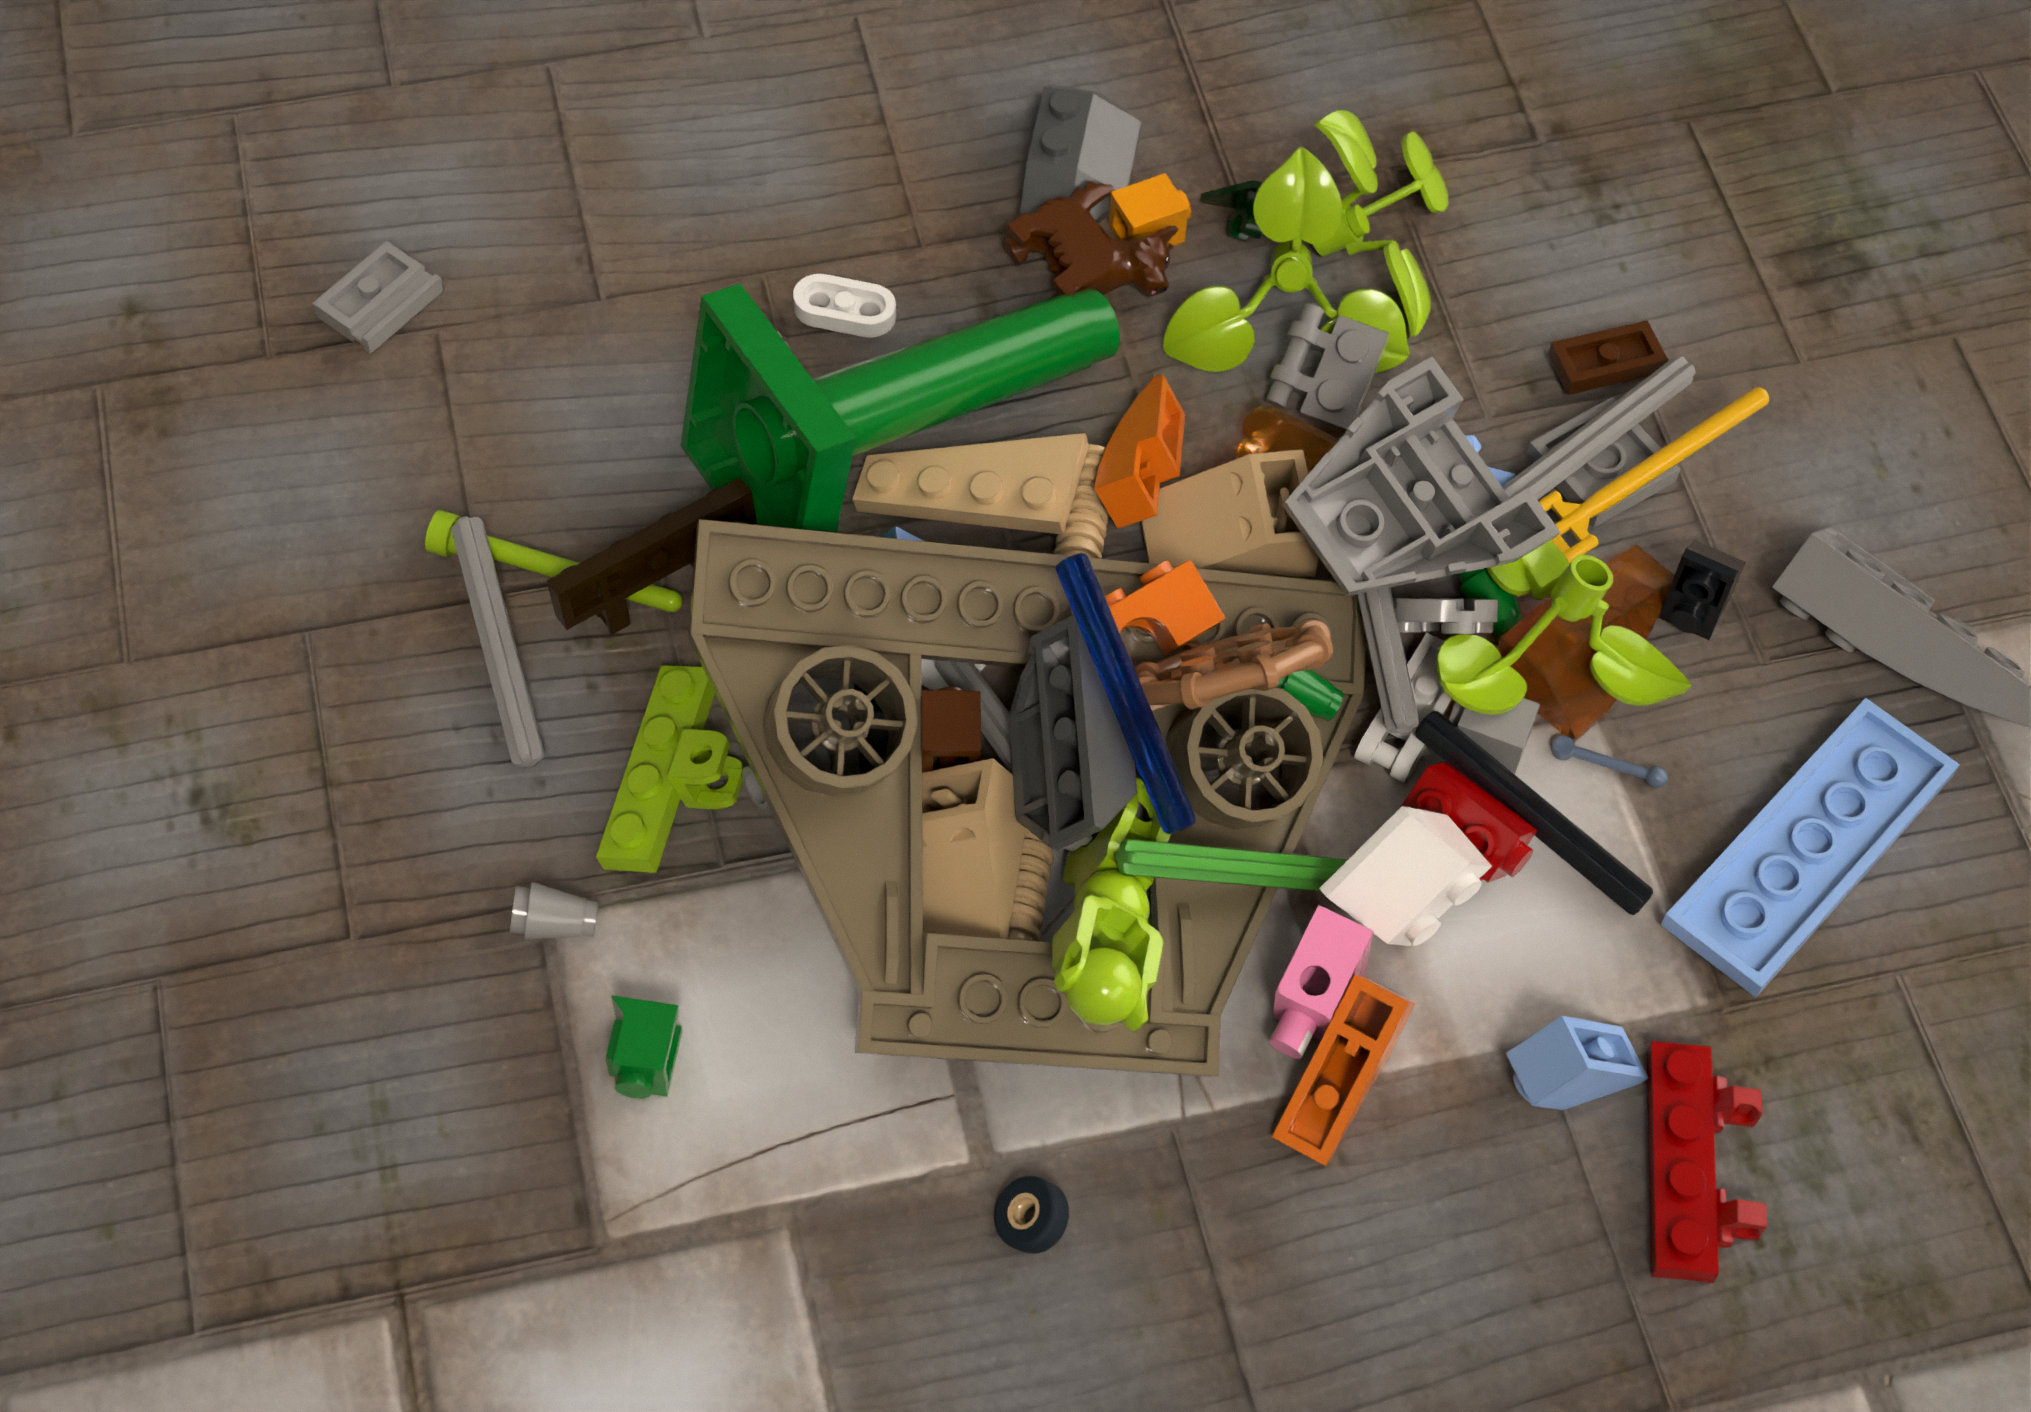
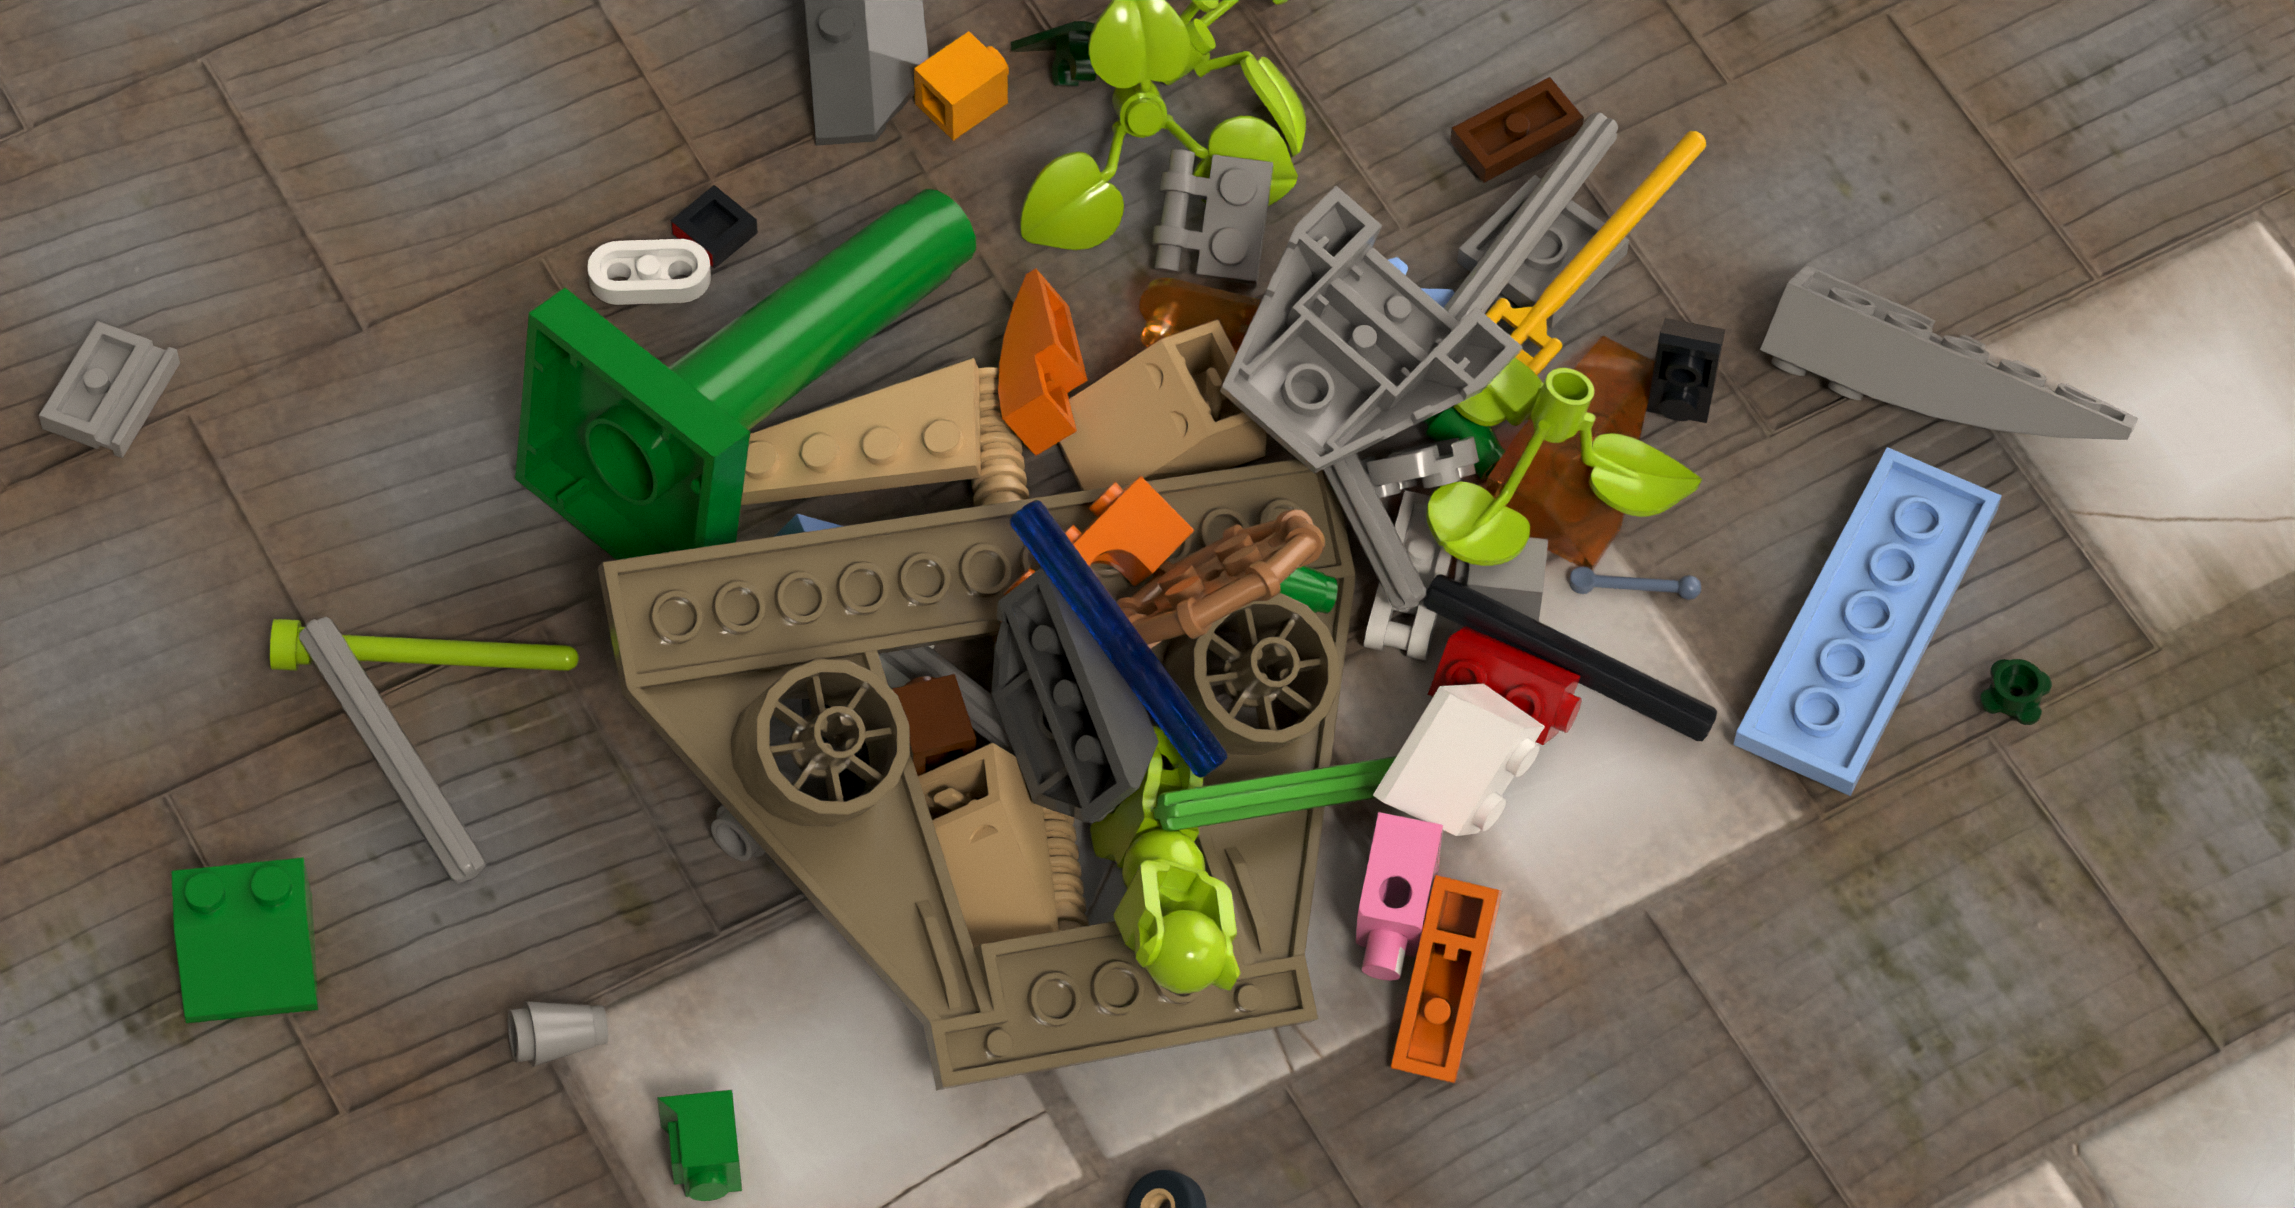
camera: 15 degrees left, 0 degrees up
(319, 769) = (245, 940): none -> green slope
(631, 564) = (520, 628): dark brown hinge -> none
(668, 766) = (627, 841): lime plate -> none
(910, 281) = (715, 224): none -> black plate
(1083, 252) = (903, 146): reddish brown animal -> none
(1574, 1063) = (1682, 911): light blue slope -> none
(1685, 1207) = (1832, 1029): red hinge -> none
(1937, 928) = (2020, 676): none -> dark green plate

